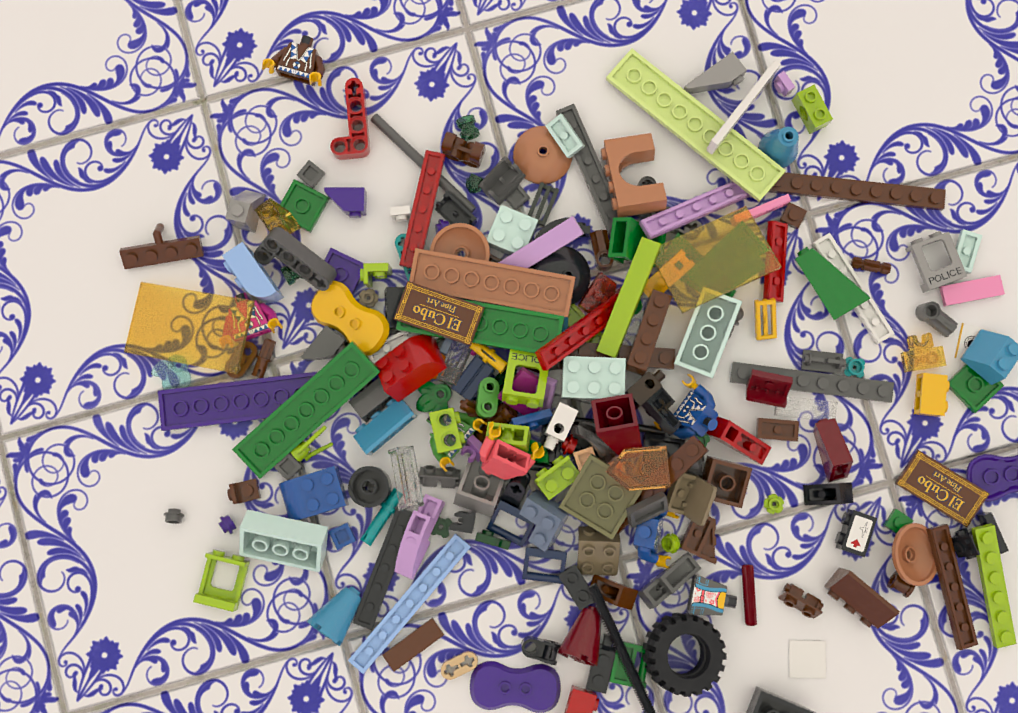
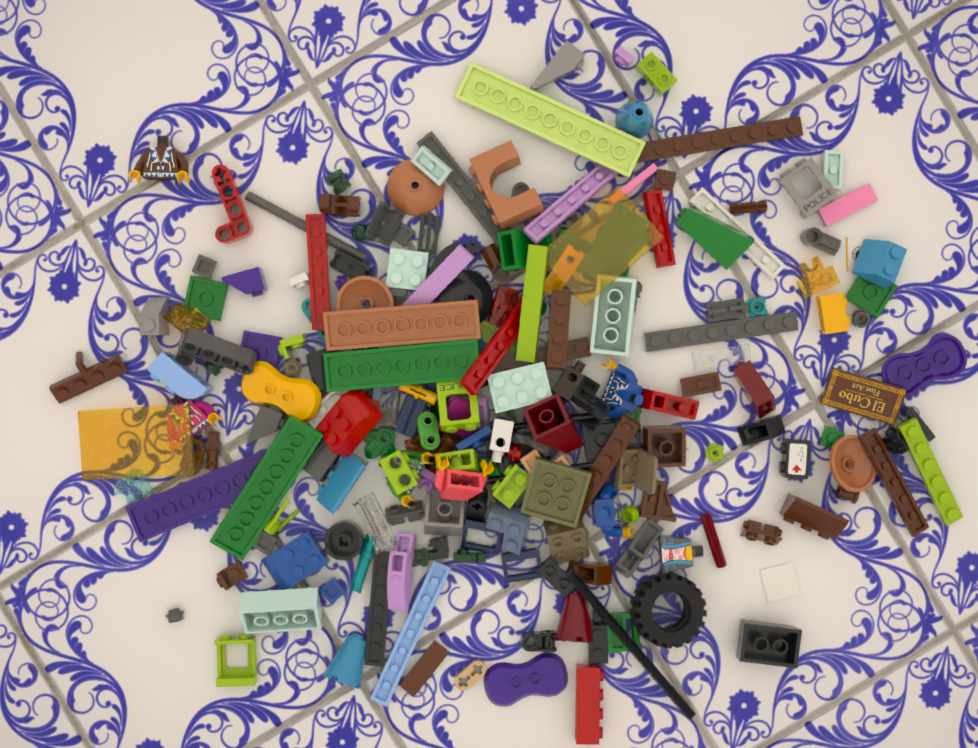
camera: 20 degrees left, 5 degrees up
(227, 524) = (225, 609): dark purple plate -> none
(439, 313) = (362, 367): reddish brown tile -> none
(641, 468) = (585, 458): clear orange tile -> none
(647, 509) = (600, 492): dark grey tile -> none
(743, 107) = (590, 91): white tile -> none
(764, 302) = (658, 271): yellow tile -> none
(768, 388) = (681, 350): dark red bracket -> none
(958, 413) = (865, 318): none -> dark grey plate

